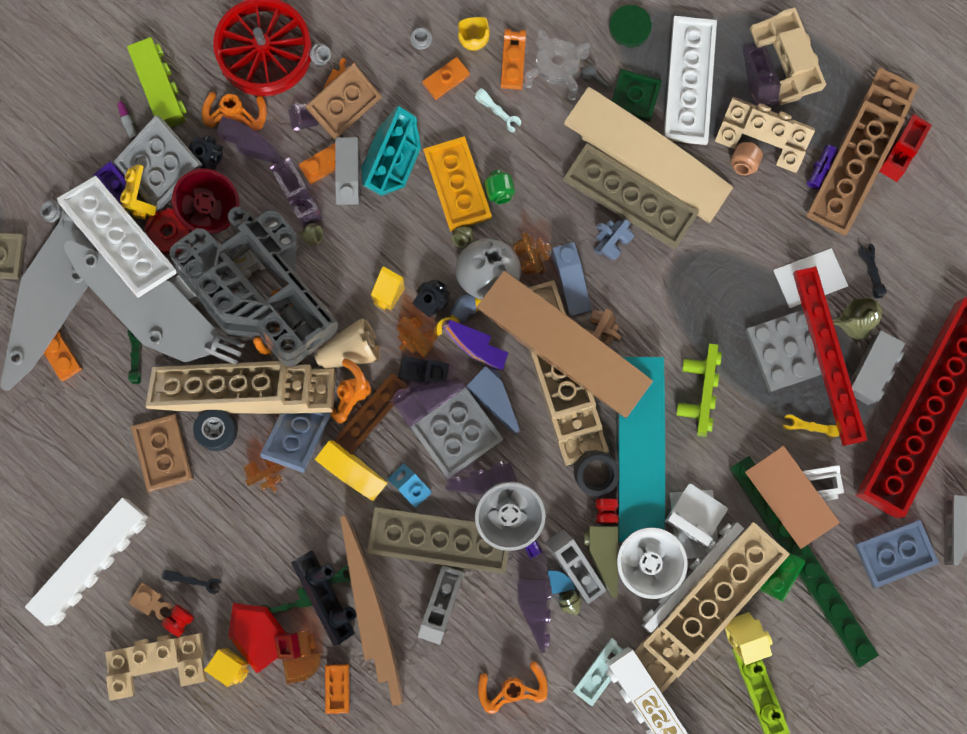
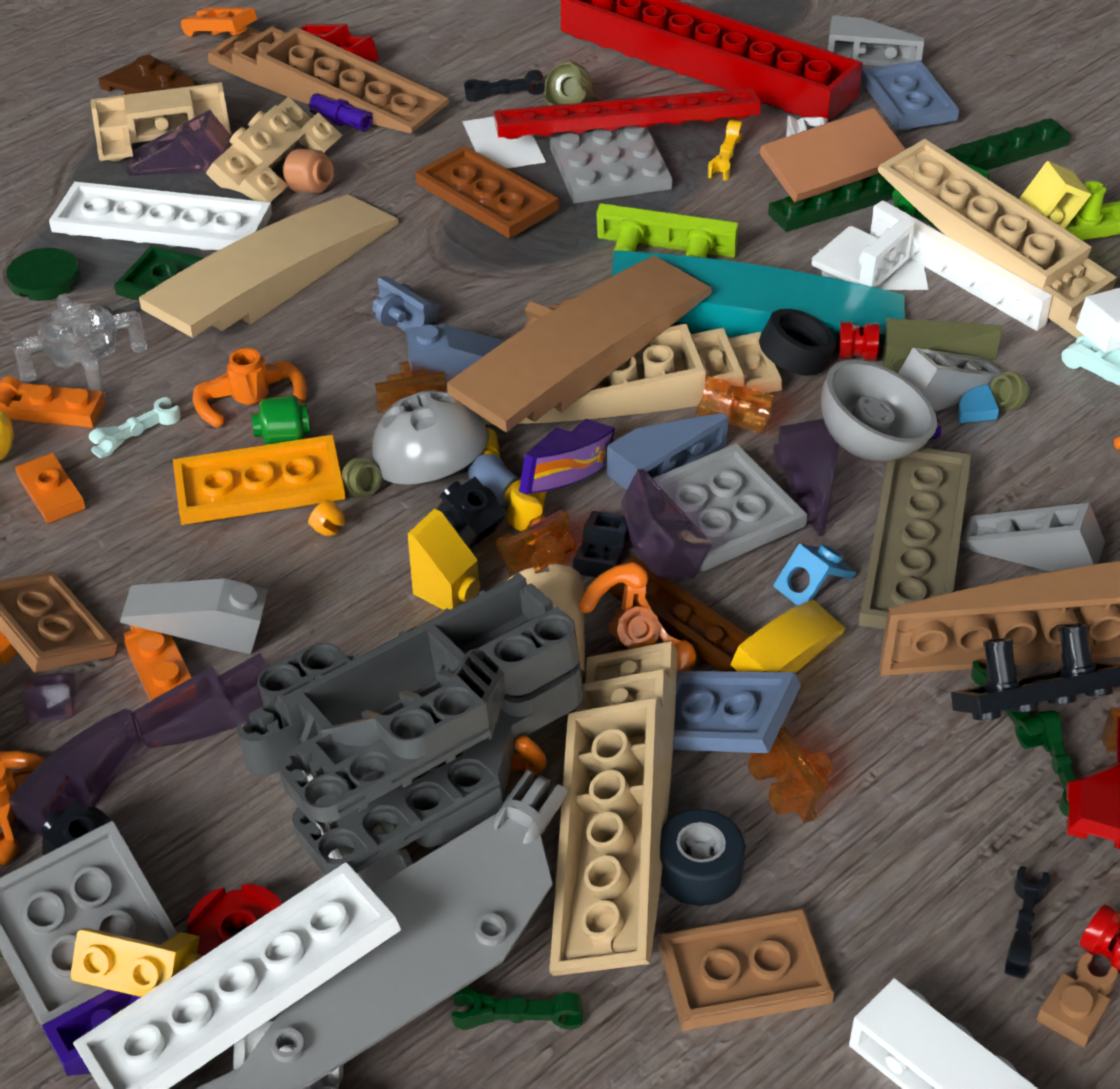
camera: 80 degrees left, 35 degrees down
(212, 192) = (199, 833): dark red piece -> none
(392, 153) = (163, 553): teal wedge -> none
(428, 226) = (326, 518): none -> light orange hinge
(533, 605) = (1030, 428): clear purple slope -> none
(534, 438) = (742, 405): none -> clear orange hips
(535, 163) = (246, 382): none -> orange piece
(630, 196) = (332, 289): dark tan plate -> none
(664, 558) = (943, 283): white piece -> none
(741, 273) = (487, 191): none -> dark orange plate
(847, 41) = (145, 75): none -> reddish brown wing
(876, 367) = (630, 79): light grey brick -> none
(919, 66) = (219, 20): none -> orange plate

